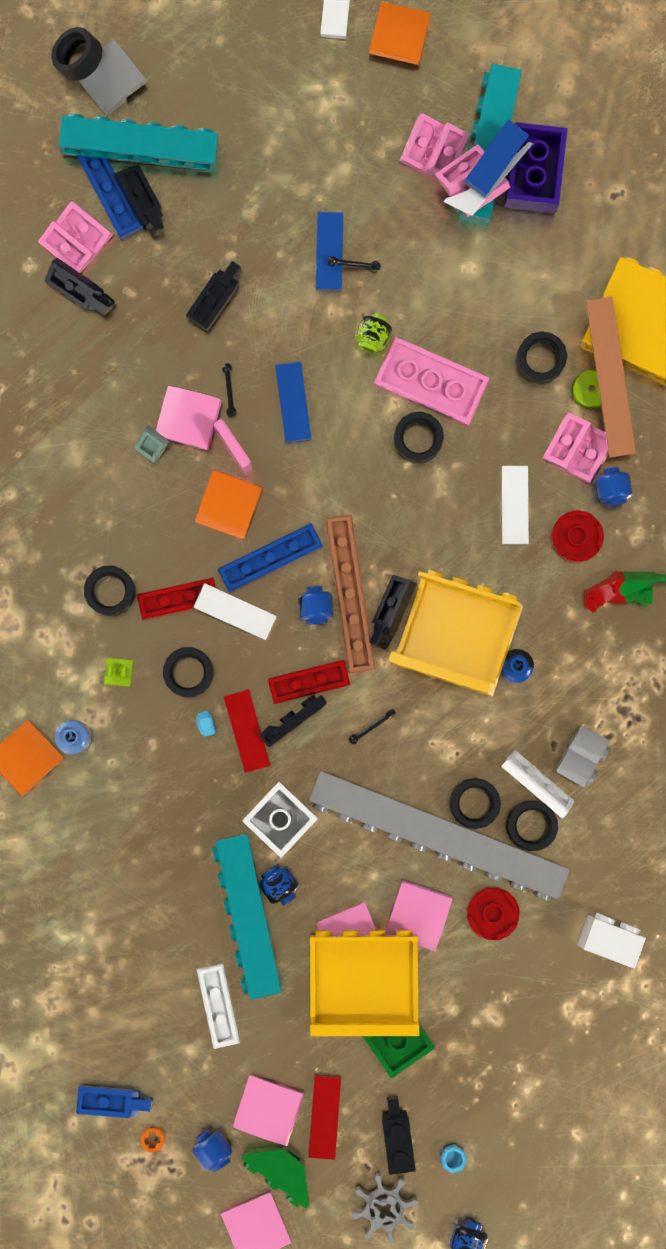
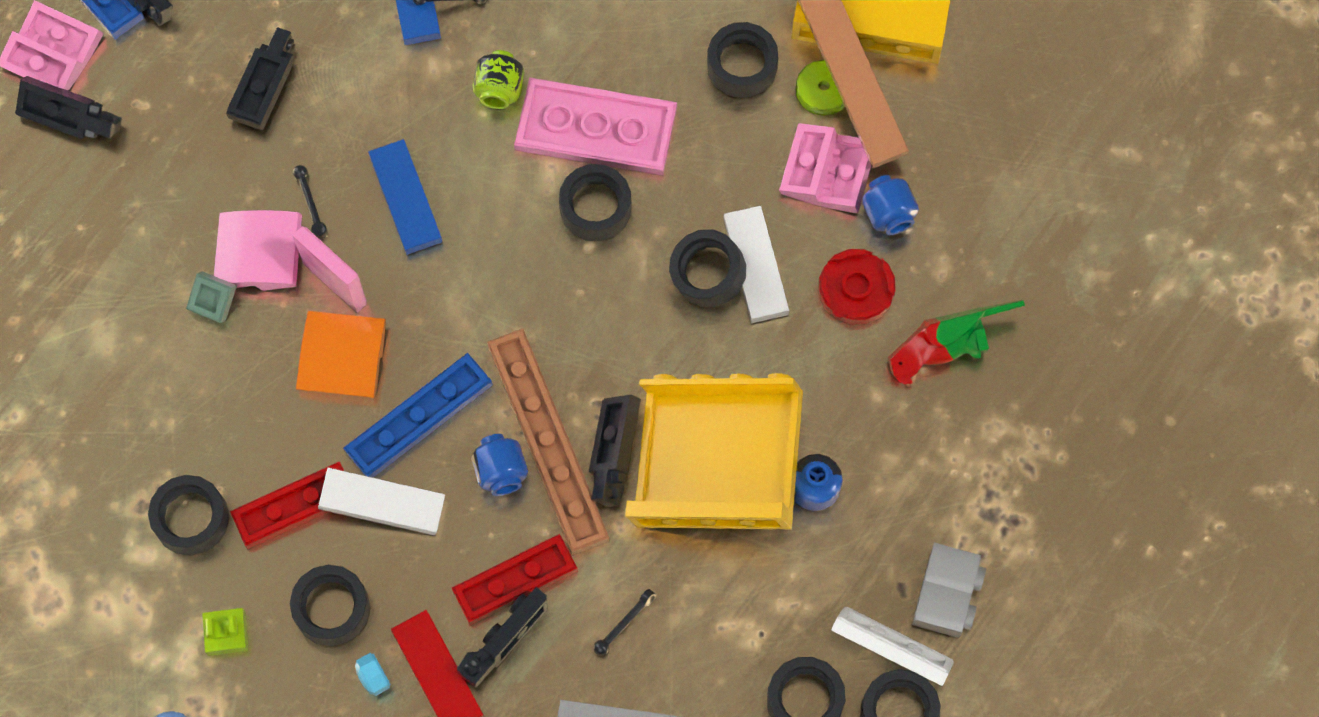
camera: 10 degrees left, 15 degrees down
(467, 489) = (688, 248): none -> black tyre

